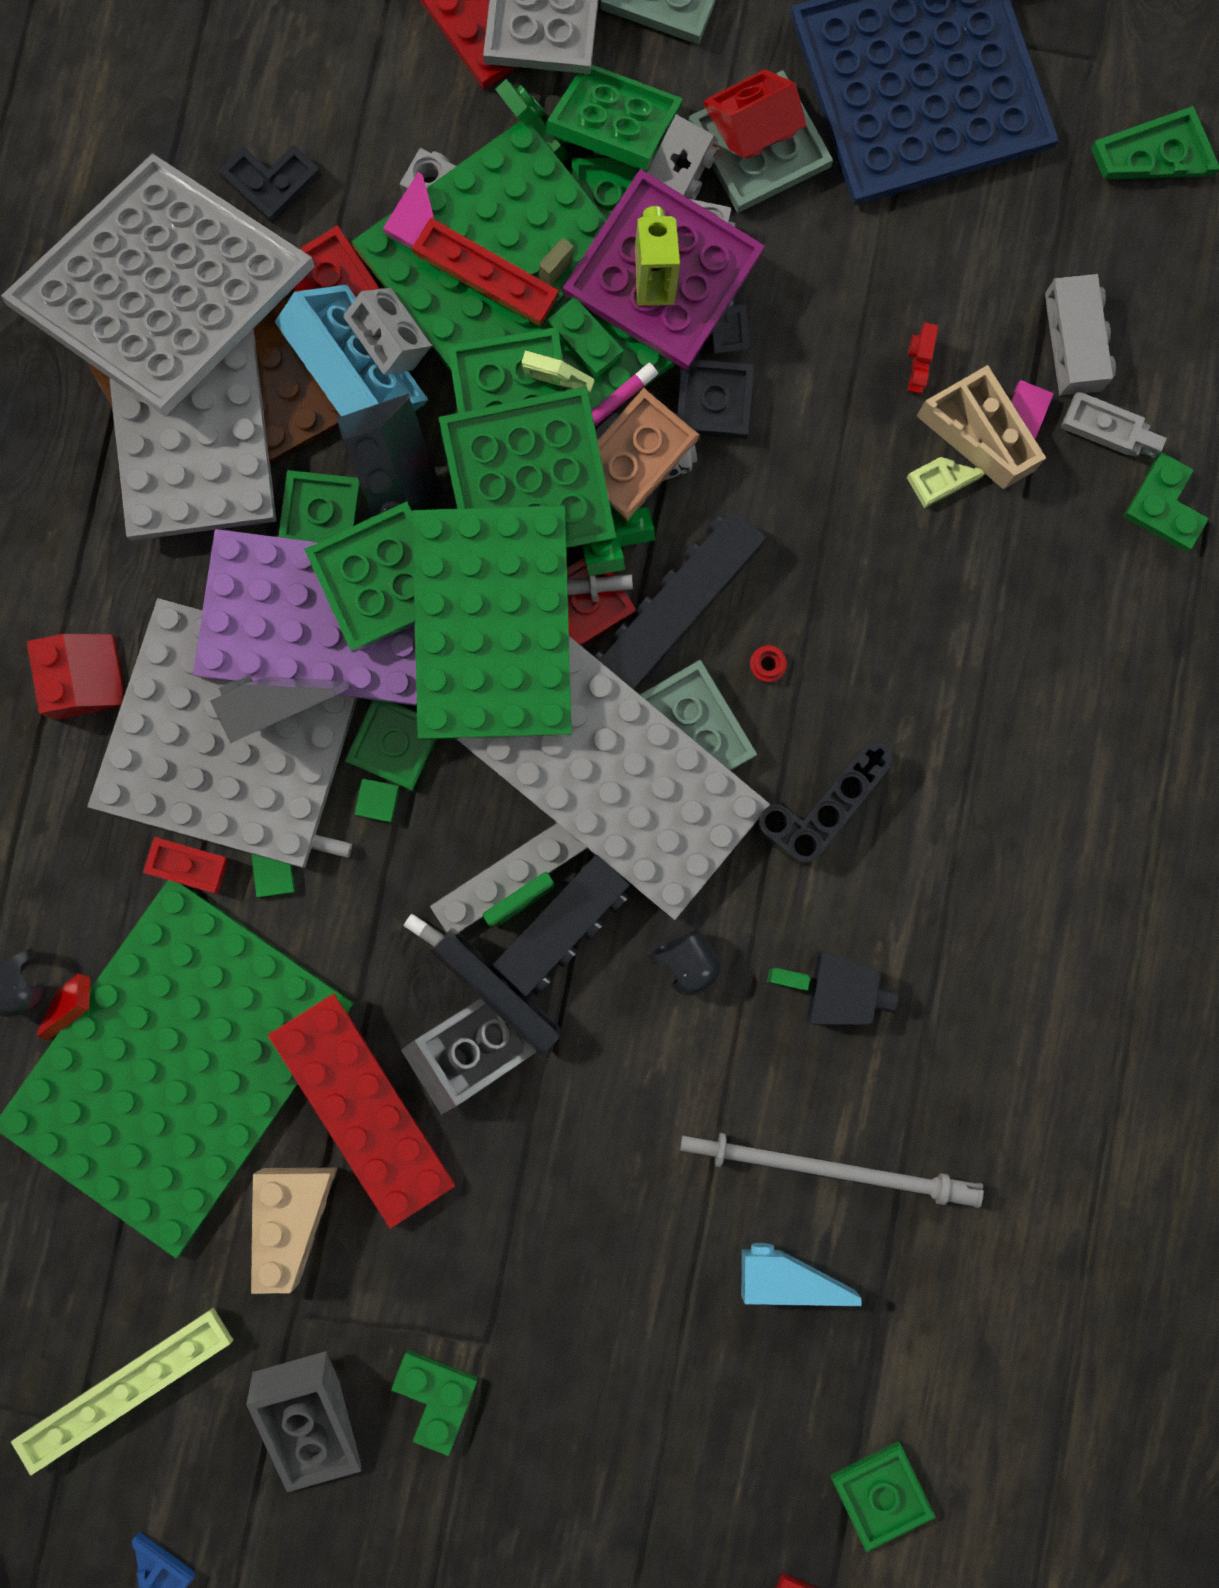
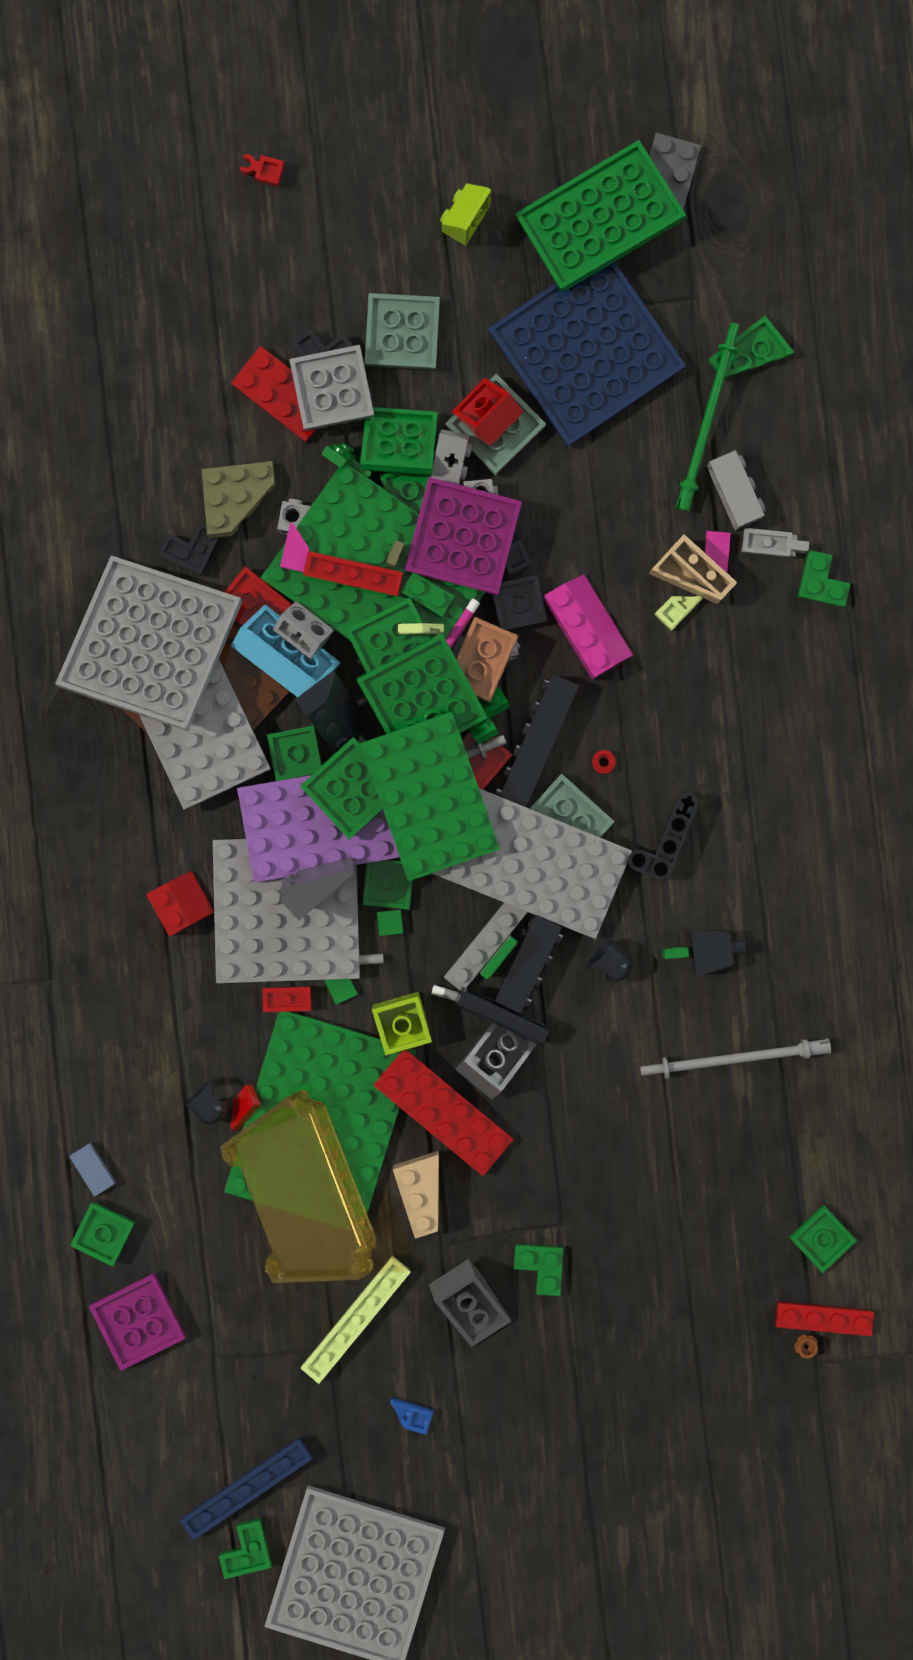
camera: 15 degrees left, 5 degrees up
(106, 1169) = (303, 1193): none -> clear yellow windscreen
(342, 954) = (401, 1023): none -> lime slope
(355, 122) = (234, 494): none -> olive plate
(656, 248) = (458, 535): lime torso -> none
(780, 1279) = (723, 1132): medium azure slope -> none
(803, 461) = (587, 626): none -> dark pink slope
(921, 349) = (639, 530): red plate -> none
(1013, 308) = (689, 485): none -> green bar

